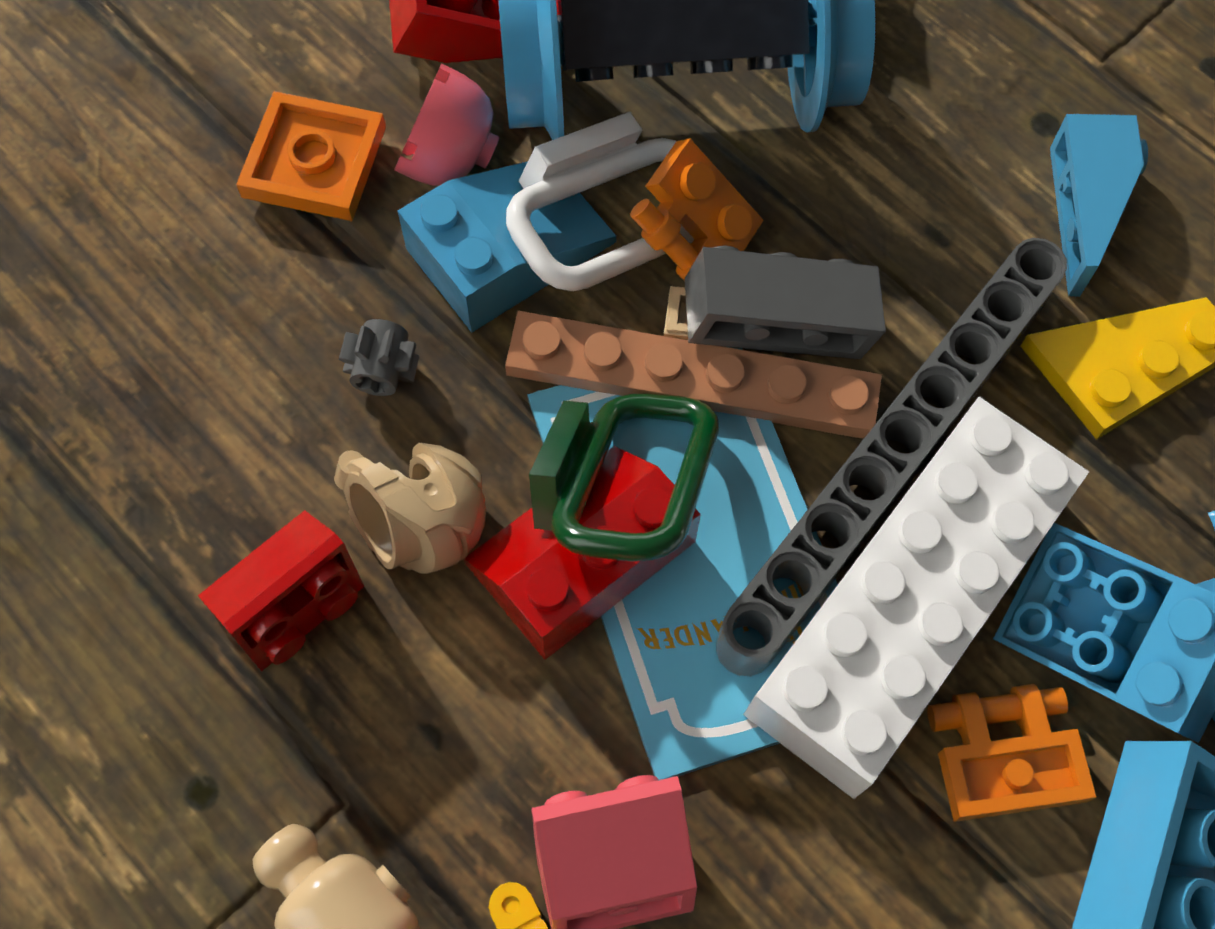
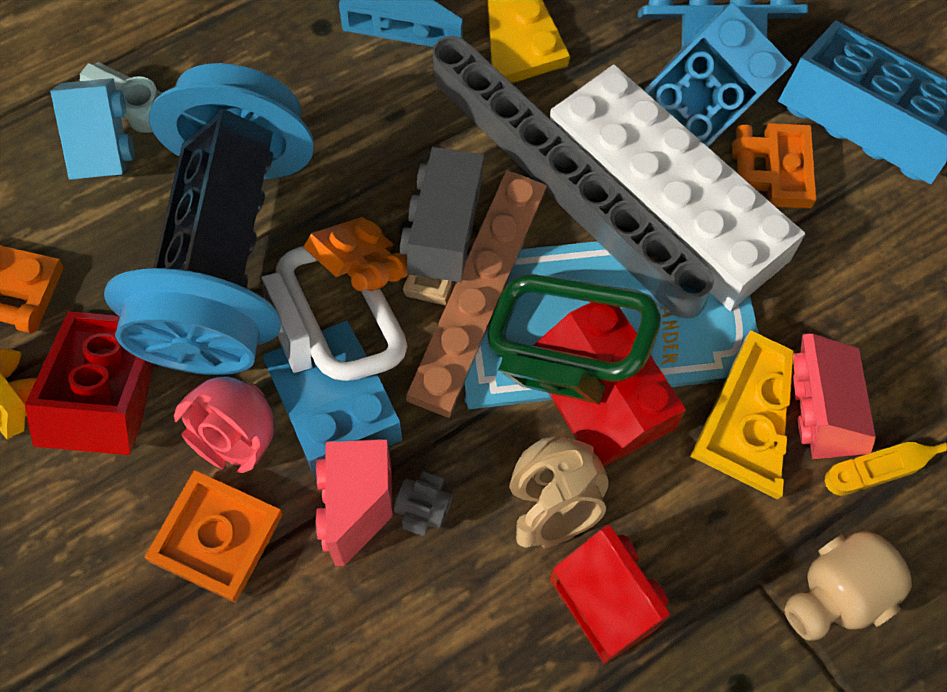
camera: 80 degrees left, 0 degrees up
(359, 267) = (356, 495): none -> coral slope
(563, 743) = (749, 417): none -> yellow wing

